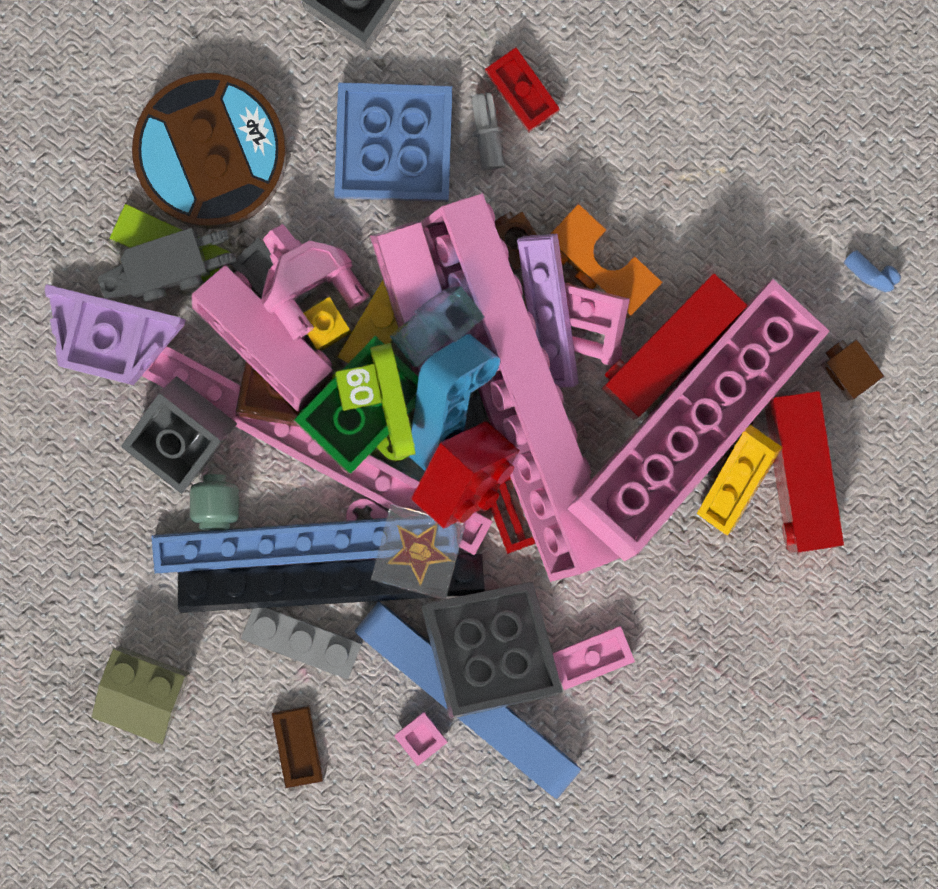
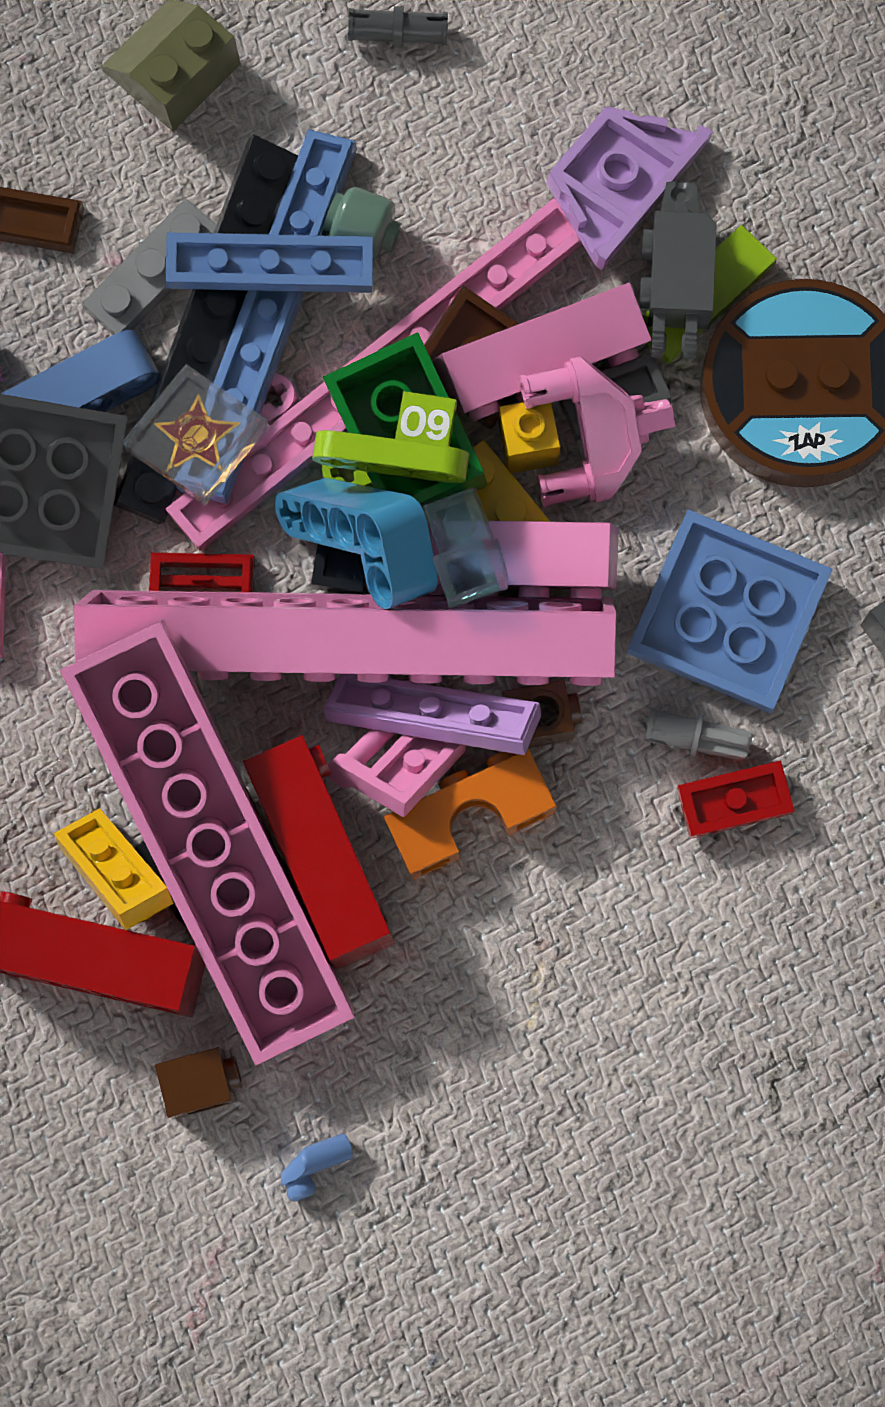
camera: 120 degrees right, 10 degrees down
(51, 540) = (397, 26): none -> dark grey pin
(178, 434) = (462, 207): dark grey brick -> none
(273, 552) = (269, 262): none -> medium blue plate
(465, 475) = (264, 522): red brick -> none

